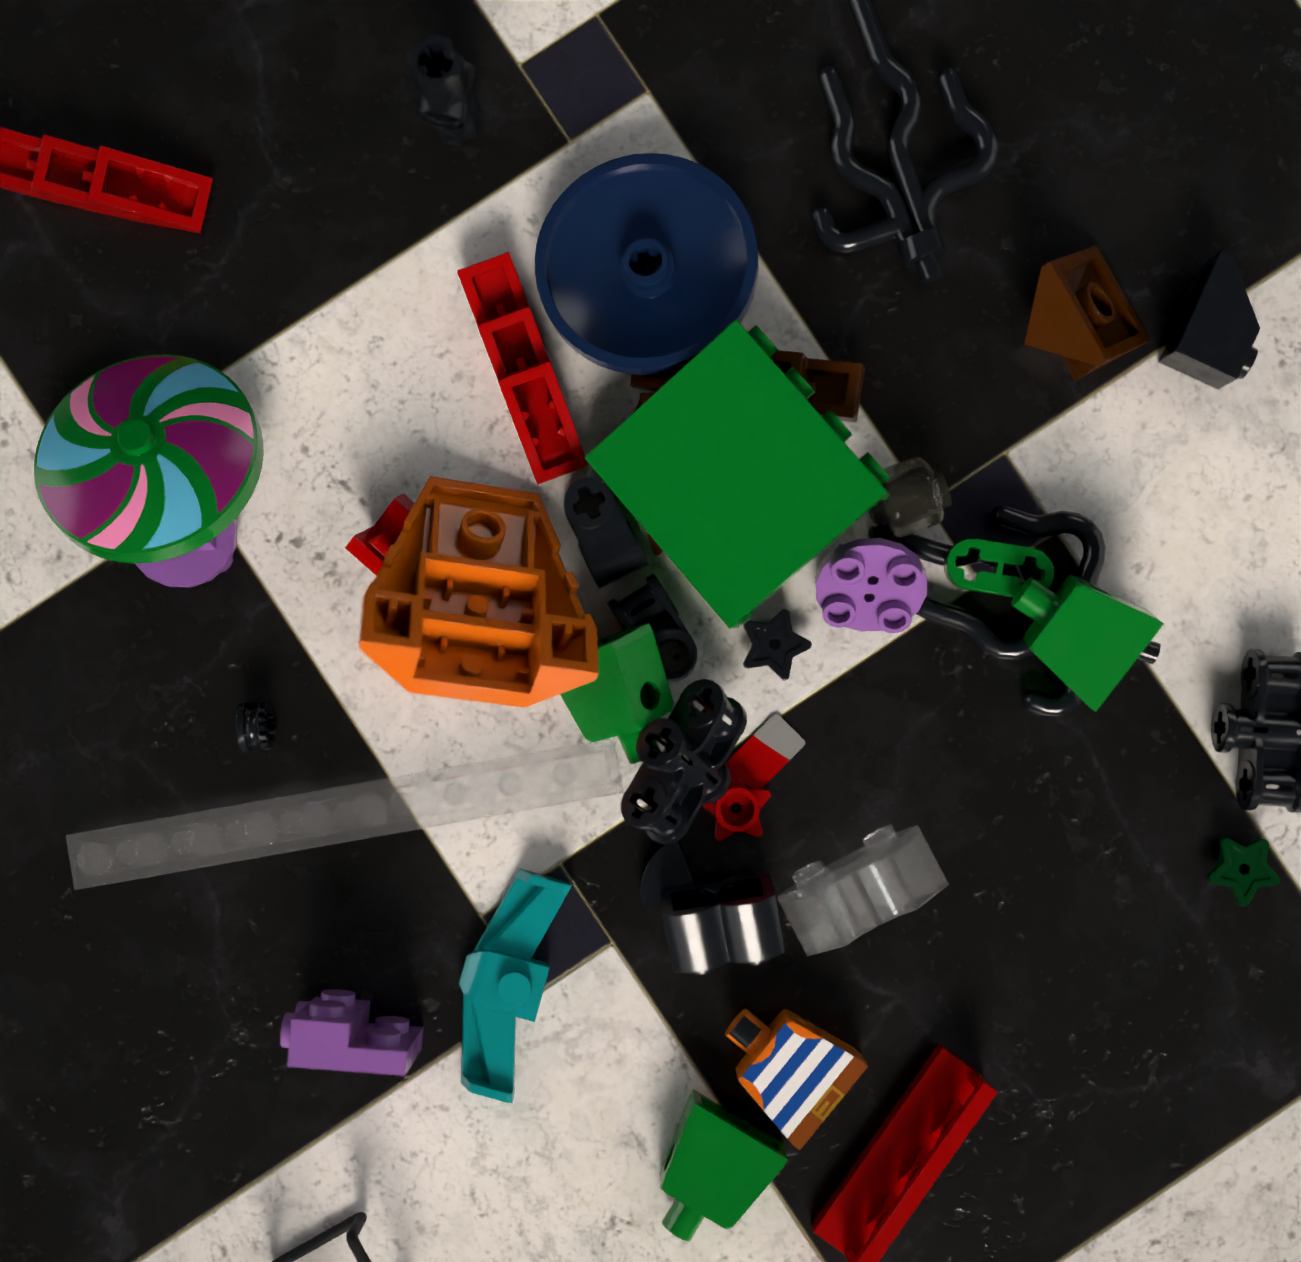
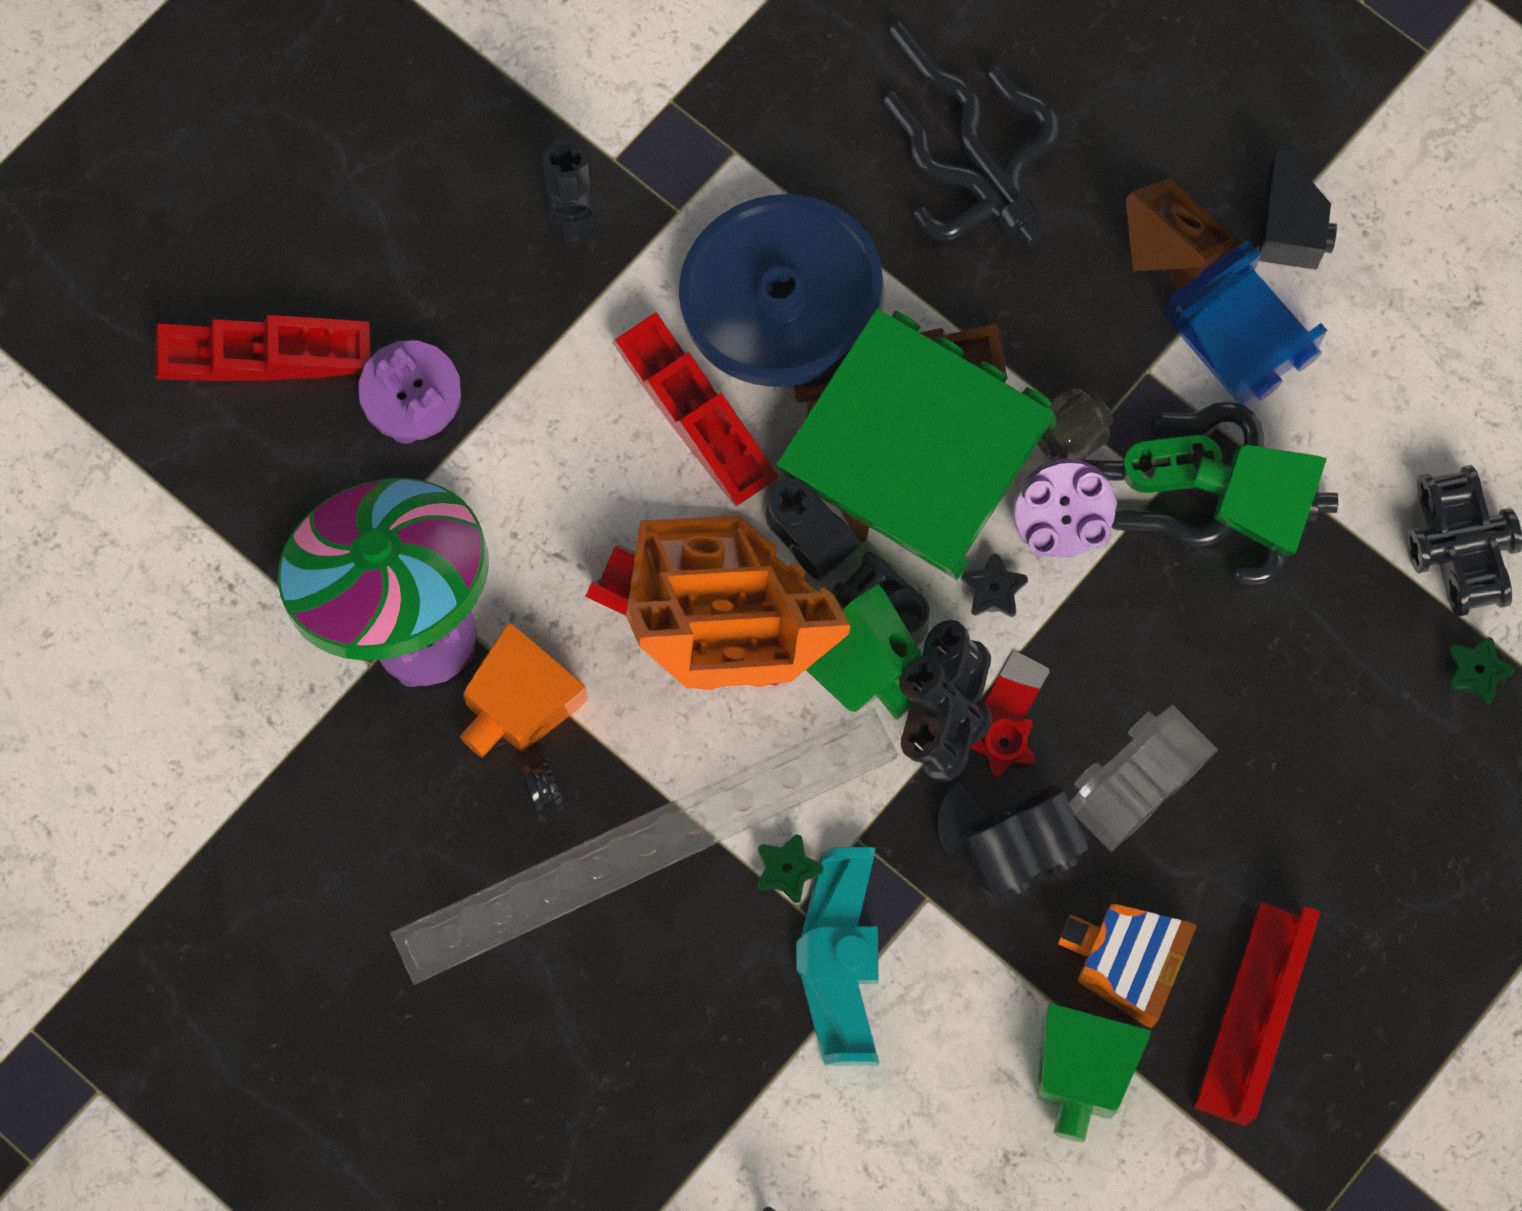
camera: 15 degrees left, 15 degrees down
(224, 241) = (425, 408): none -> medium lavender plate
(255, 625) = (518, 694): none -> orange torso
(337, 1035) = (696, 1032): medium lavender plate -> none
(489, 866) = (792, 882): none -> dark green plate
(1120, 435) = (1242, 327): none -> clear blue panel

